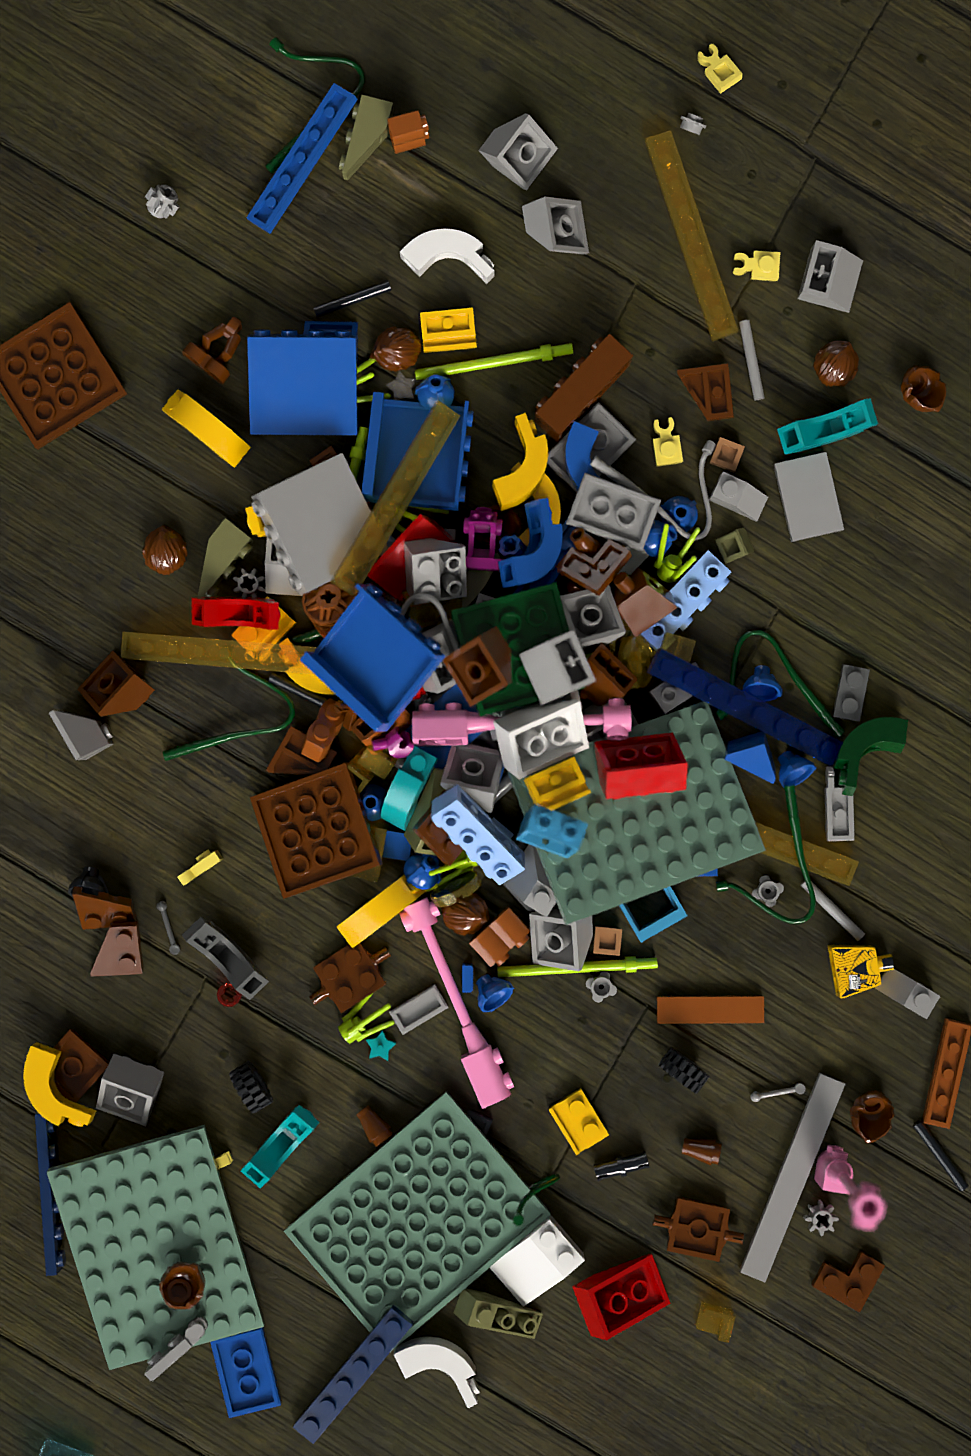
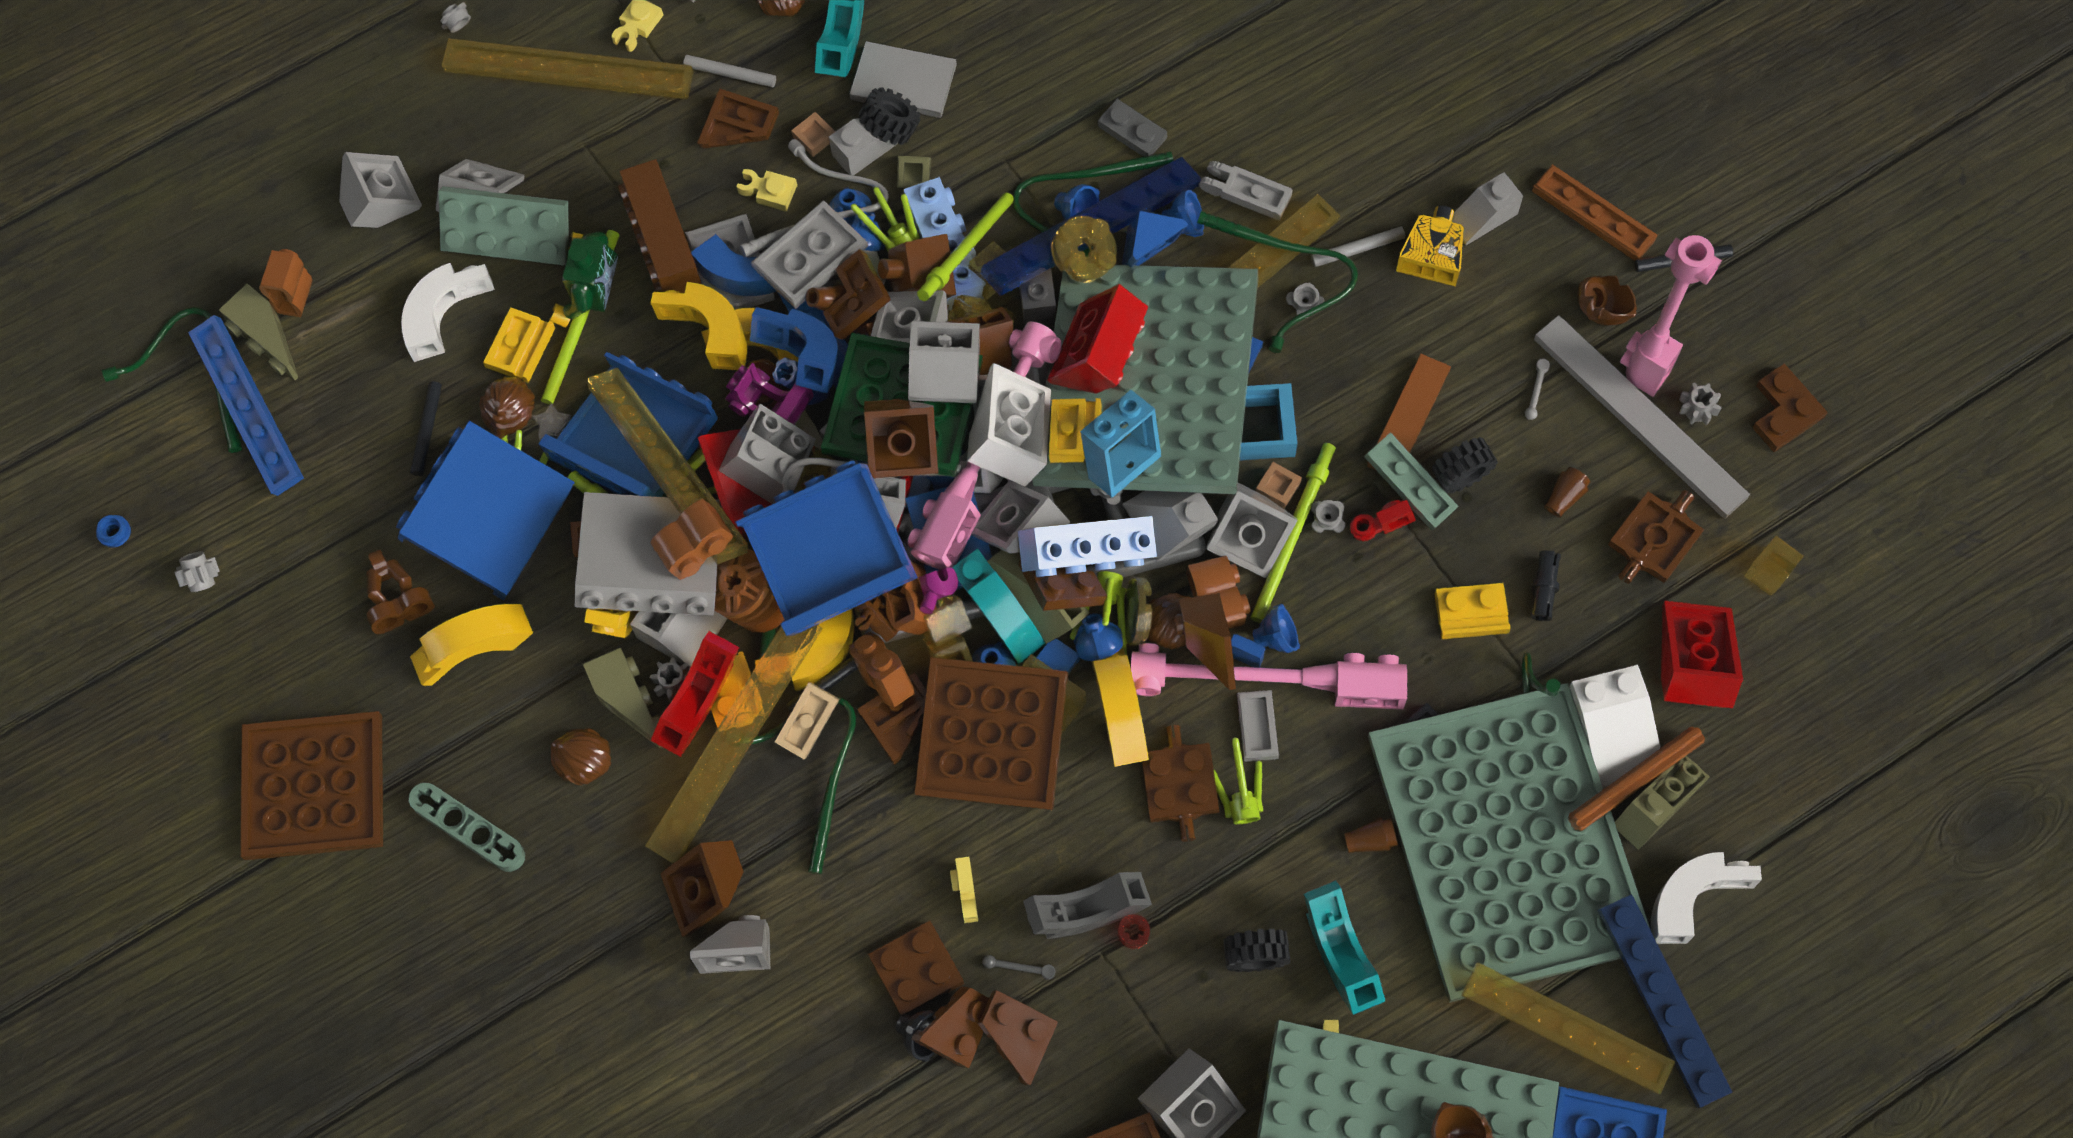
camera: 60 degrees left, 20 degrees down
(73, 499) = (465, 829): none -> sand green beam
(132, 859) = (916, 969): none -> reddish brown plate
(162, 113) = (110, 523): none -> blue plate
(265, 695) = (807, 720): none -> tan plate
(300, 1318) = (1568, 1028): none -> clear yellow plate
(333, 556) = (691, 539): none -> dark orange brick
(380, 1046) = (1280, 789): teal piece -> none
(429, 394) = (573, 387): blue piece -> none
(455, 950) = (1207, 635): none -> reddish brown slope
(502, 1292) = (1636, 778): none -> dark orange axle
(522, 352) = (586, 276): none -> dark green torso
(533, 265) = (503, 225): none -> sand green plate
(620, 1034) = (1392, 517): none -> red plate
(634, 622) = (940, 275): none -> lime bar
(654, 1036) = (1411, 481): none -> sand green plate
(716, 730) = (1098, 238): none -> clear yellow plate
(755, 504) = (889, 116): none -> black tyre
(874, 735) = (1189, 121): dark green arch -> none

